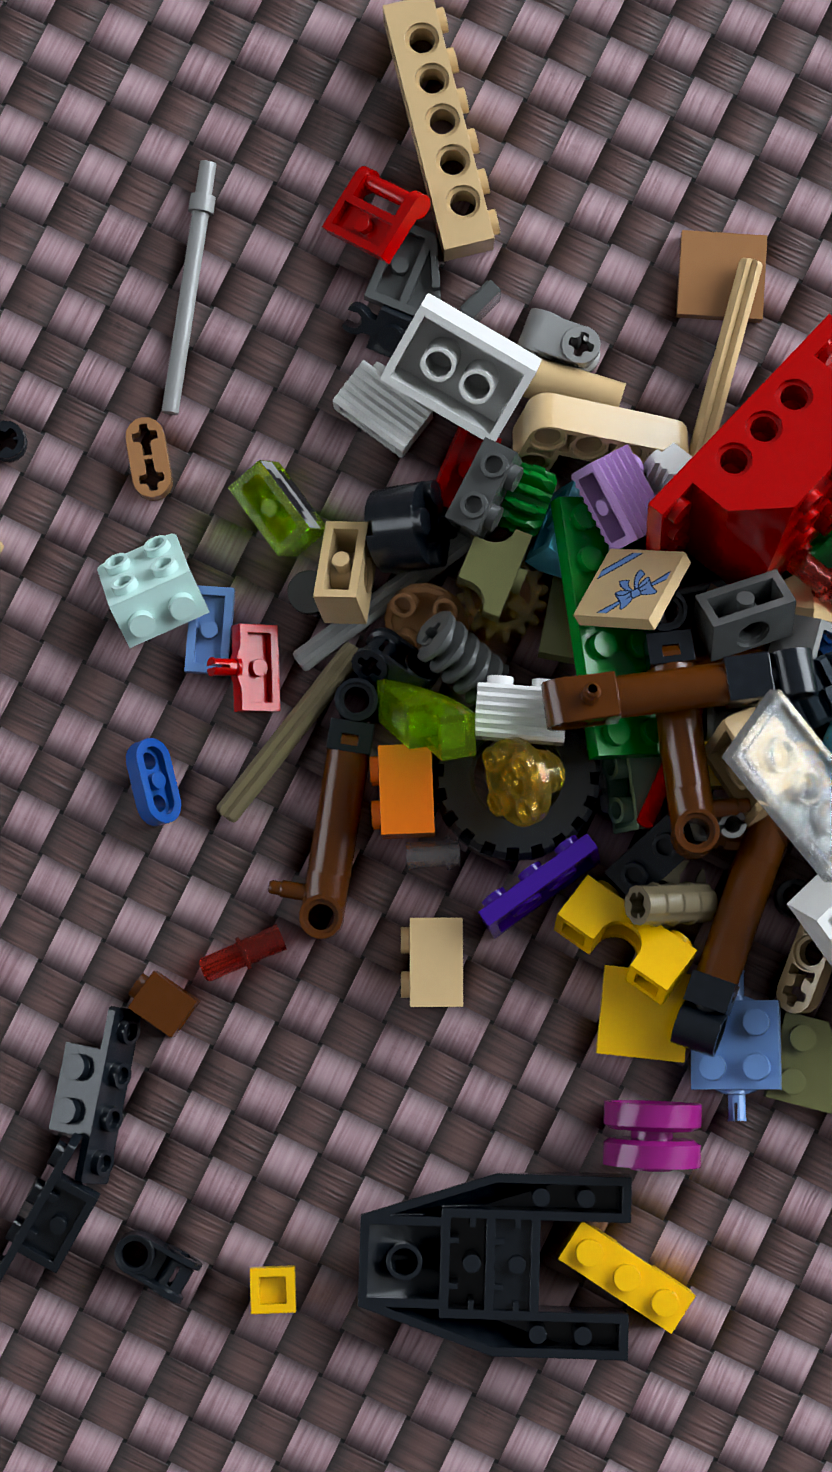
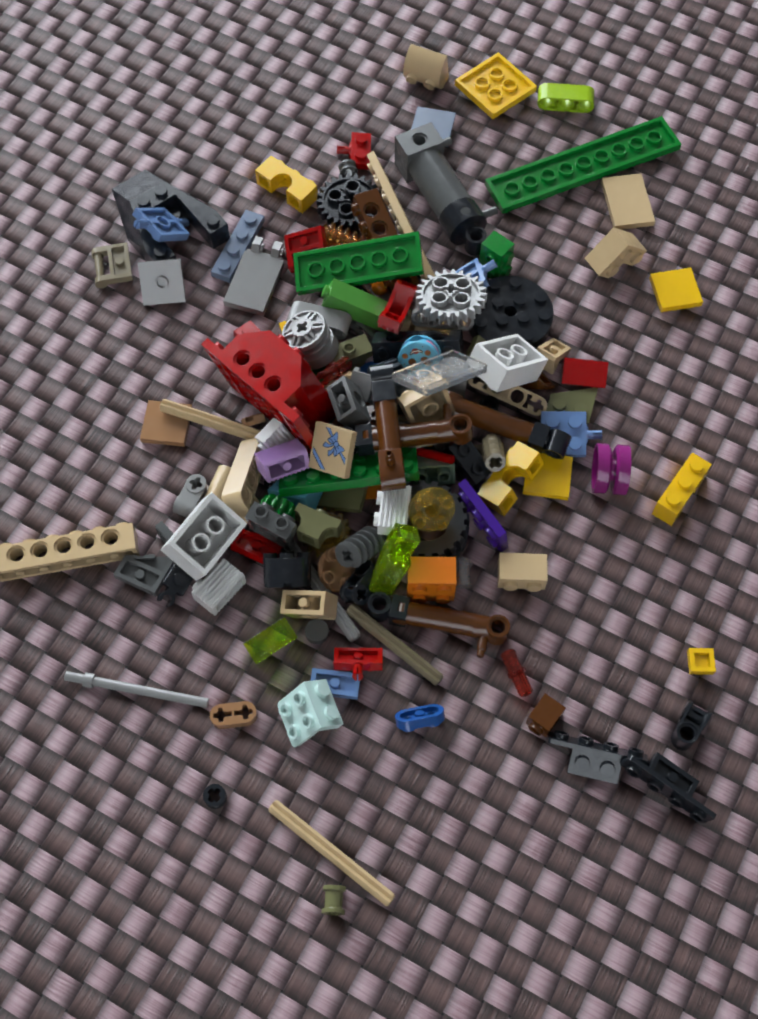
camera: 90 degrees left, 20 degrees down
(369, 226) = (115, 588): red plate -> none
(471, 1264) = (681, 557): black wedge -> none

